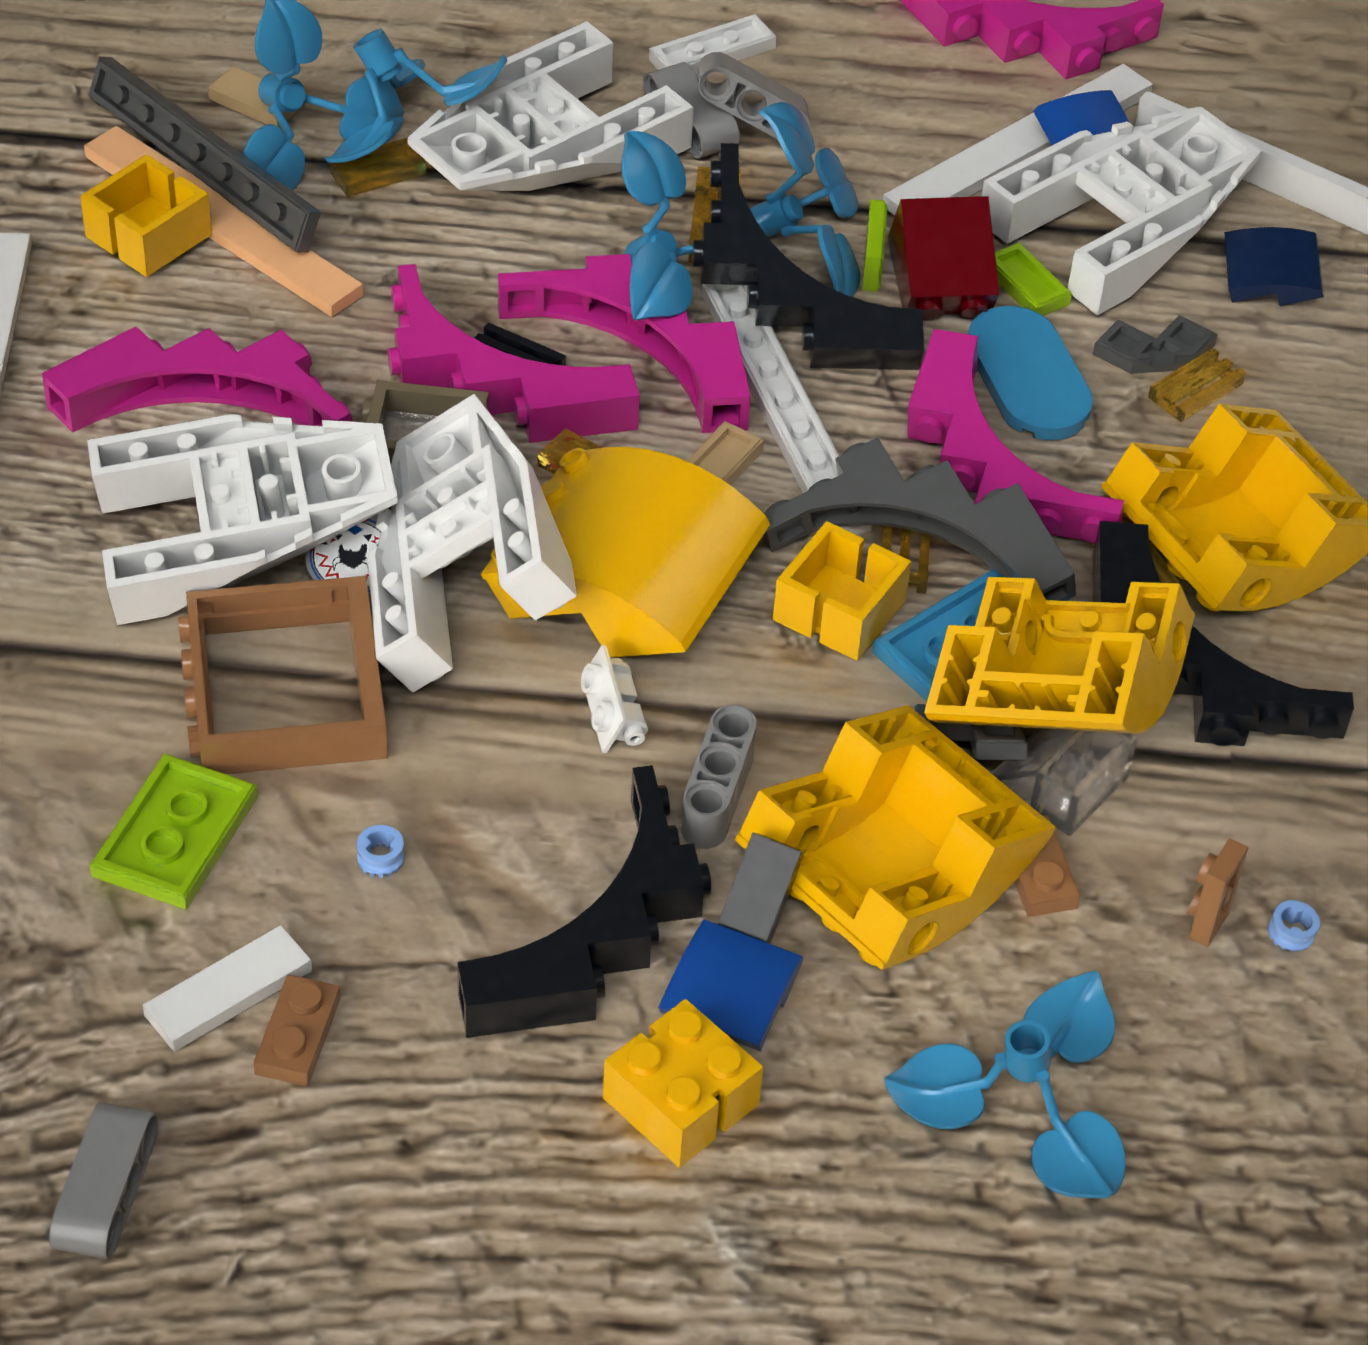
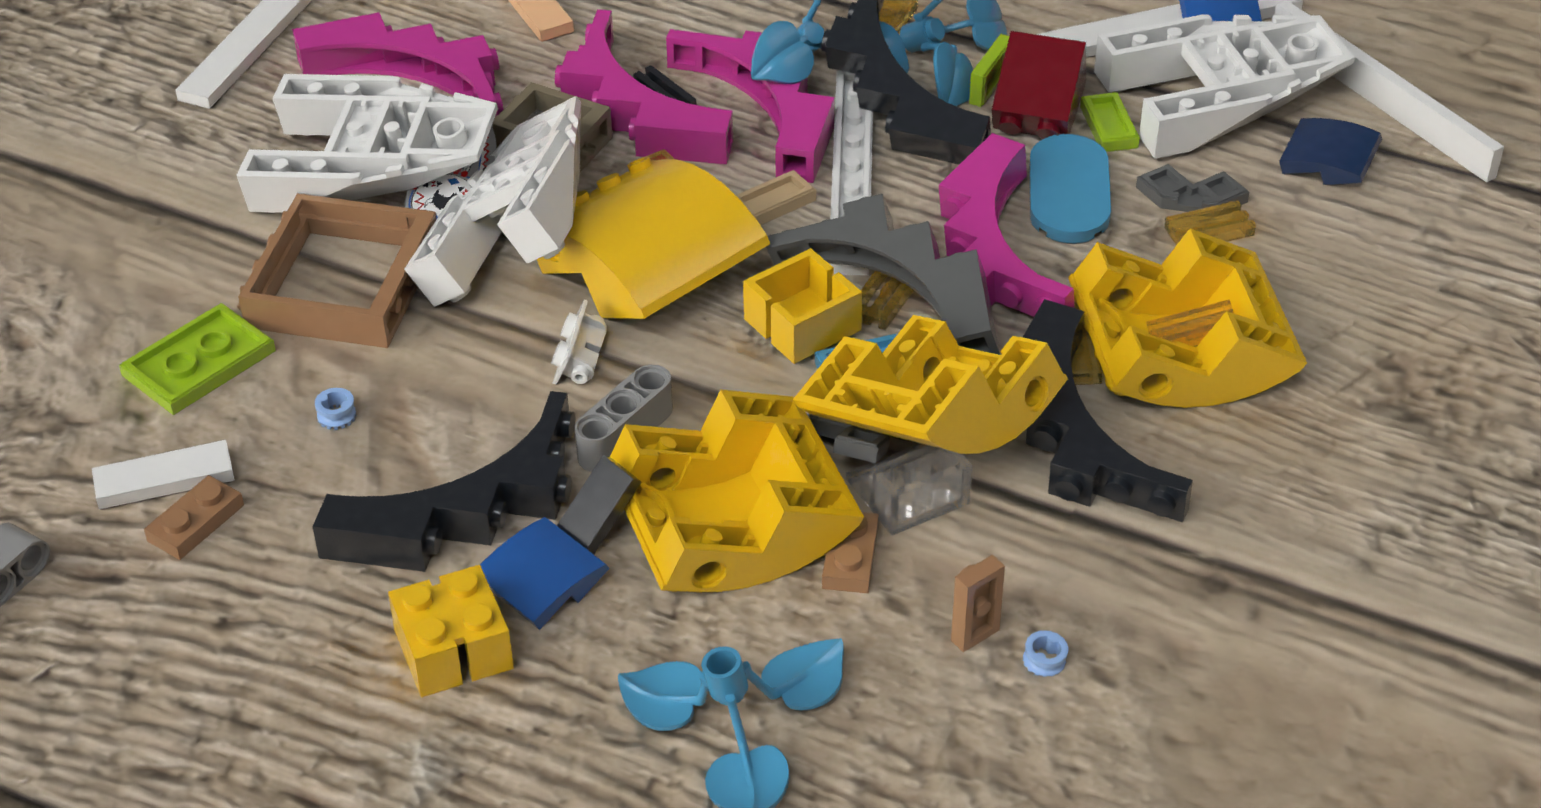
camera: 25 degrees right, 5 degrees down
(1254, 511) = (1190, 325): none -> clear yellow tile

